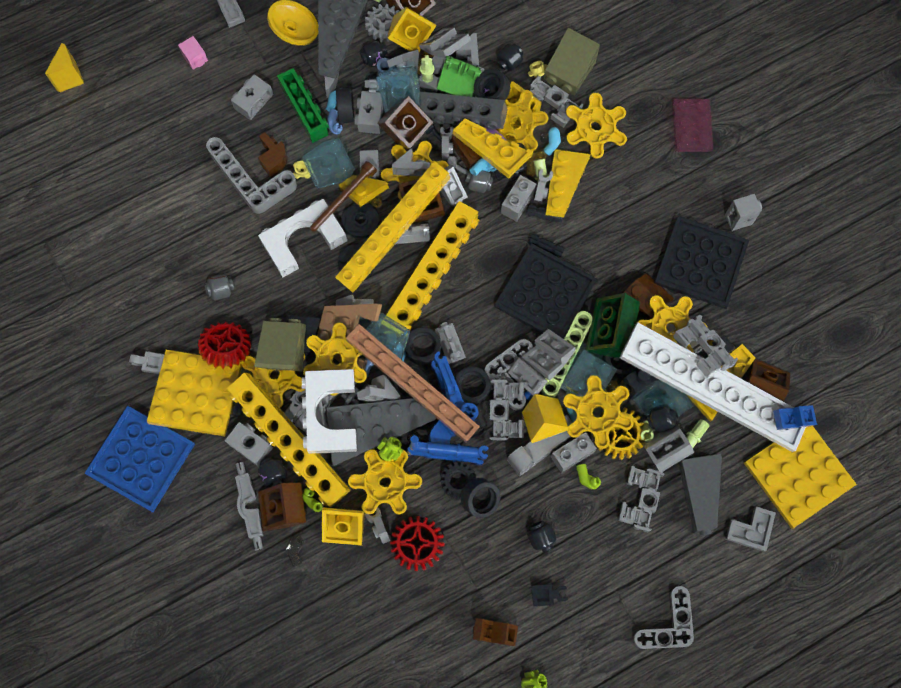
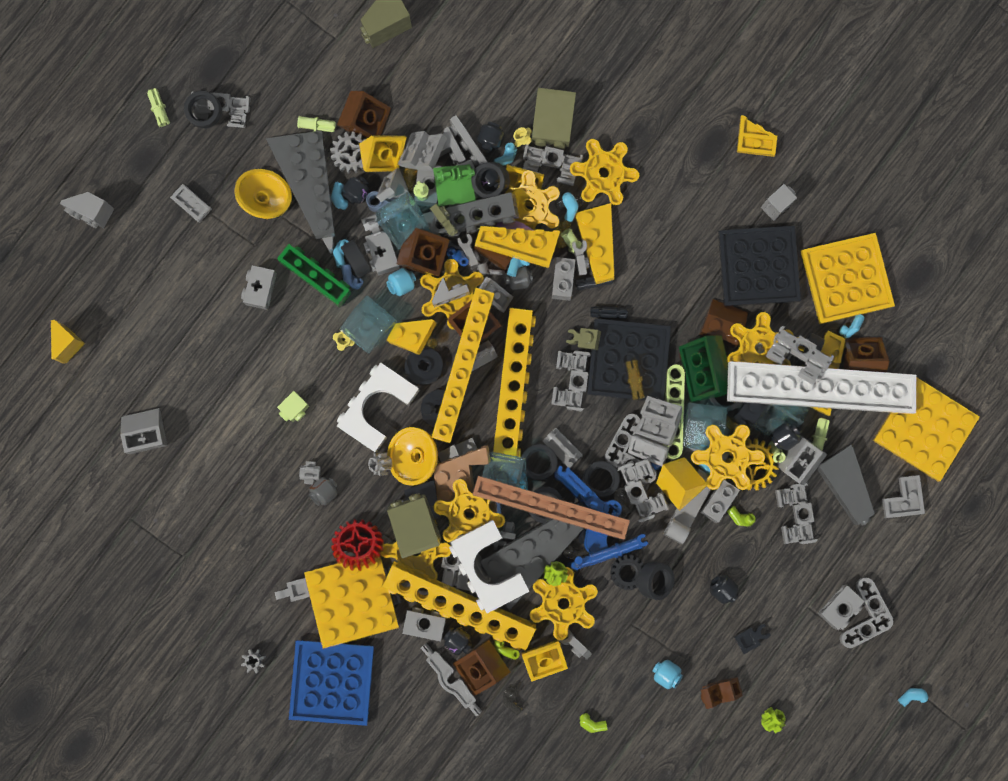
camera: 25 degrees left, 10 degrees up
(79, 402) = (257, 664): none -> light grey gear
(90, 172) = (142, 431): none -> light grey slope
(193, 52) = (179, 267): bright pink brick -> none
(215, 265) = (310, 472): none -> light grey gear
(229, 206) = (293, 408): none -> yellowish green brick
(243, 180) = (294, 375): light grey beam -> none
(275, 157) = (314, 338): reddish brown brick -> none
(280, 285) = (380, 463): none -> light grey gear
(311, 289) = (405, 452): none -> yellow dish
(354, 54) = (337, 198): none -> medium azure arm
(357, 608) = (592, 726): none -> lime arm
(366, 171) = (410, 319): reddish brown piece -> none
(373, 157) = (406, 307): light grey brick -> none
(375, 141) = (401, 282): none -> medium azure head
(379, 391) = (522, 523): light grey slope -> none
(426, 543) = (611, 630): red gear -> none
(435, 97) = (442, 215): none -> olive plate
(435, 142) = (457, 255): none -> blue arm
(452, 592) = (667, 674): none -> medium azure head
(487, 52) = (466, 141): none -> light grey plate
(496, 278) = (578, 364): none -> light grey piece
(516, 257) = (586, 338): none -> olive plate
(521, 78) = (508, 156): none -> medium azure arm
(543, 310) = (635, 379): none -> clear yellow pin
(656, 596) = (830, 609): none -> light grey brick
(692, 125) = (694, 129): clear pink plate -> none
(744, 154) = (754, 139): none -> yellow wing
(768, 352) = (855, 327): none -> medium azure arm
(779, 306) = (847, 278): none -> yellow plate
(794, 417) = (903, 383): blue slope -> none

